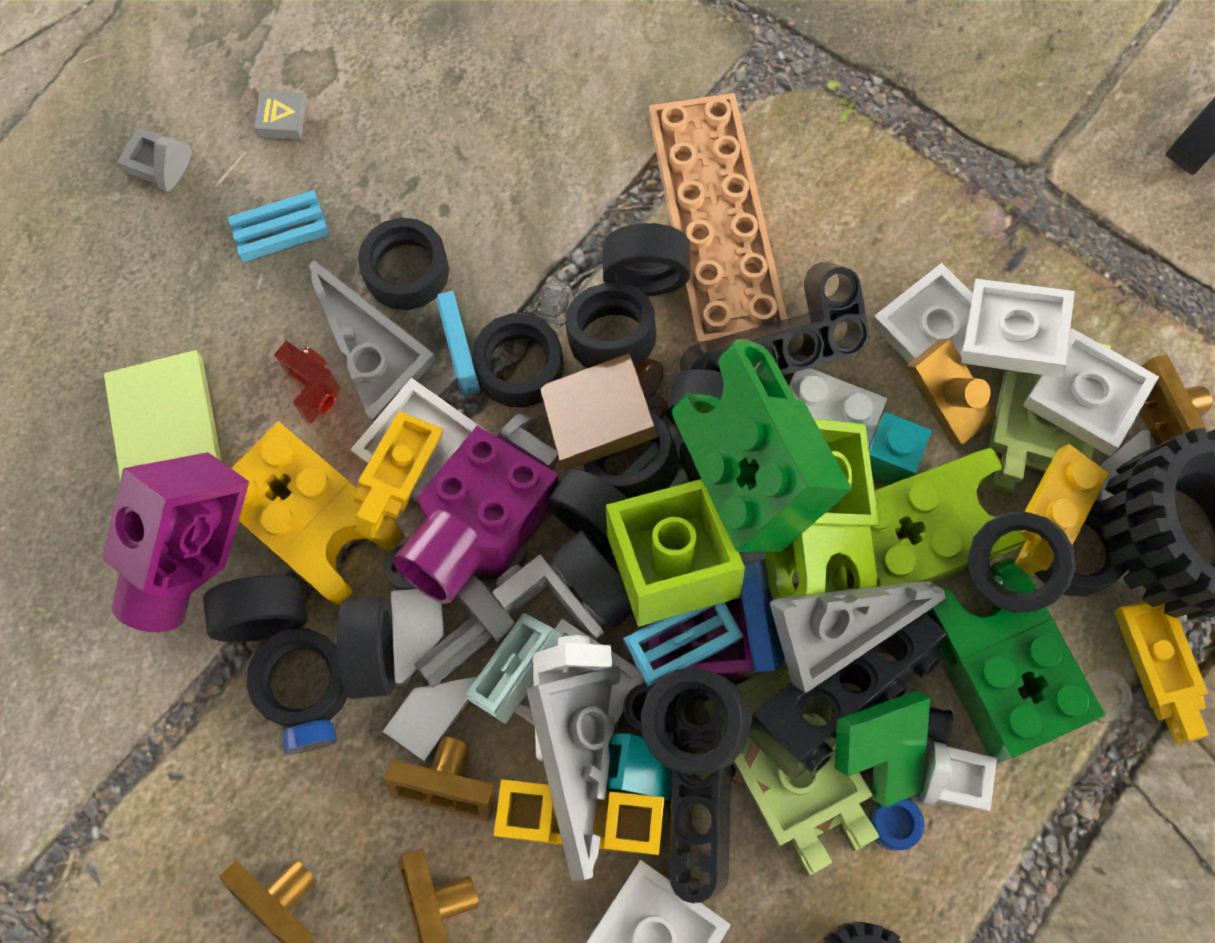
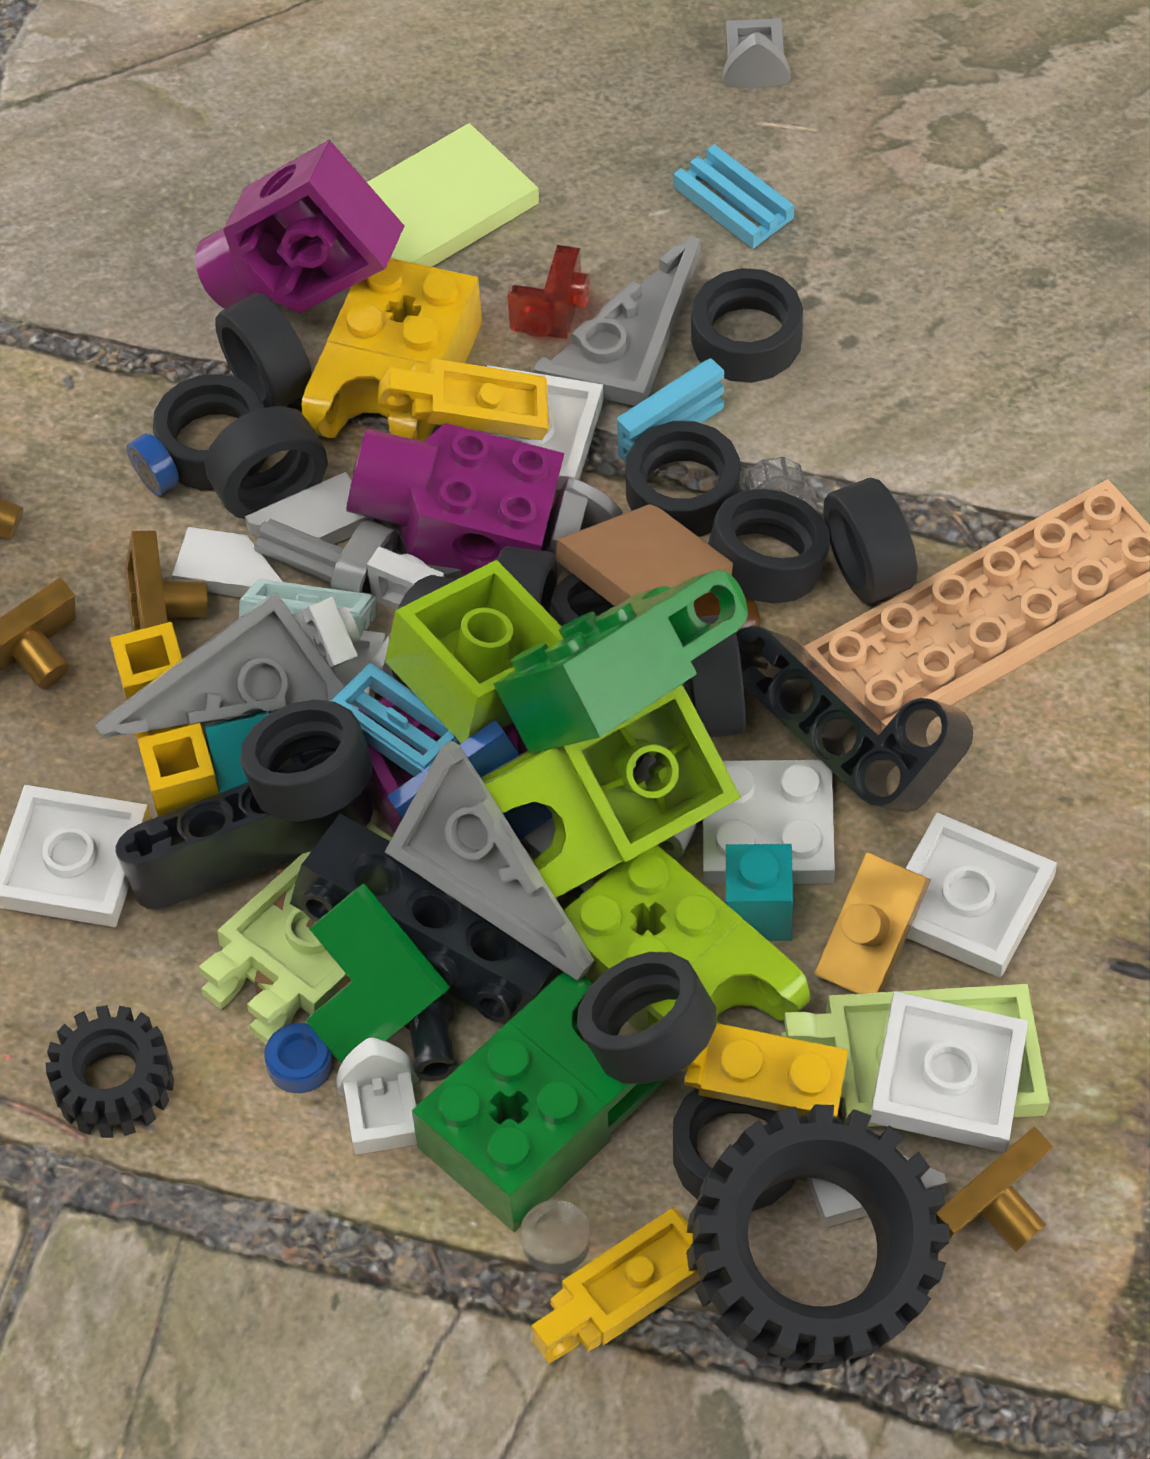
camera: 70 degrees right, 15 degrees down
(280, 115) = (877, 137): light grey tile -> none
(1019, 327) = (986, 949): white plate -> none

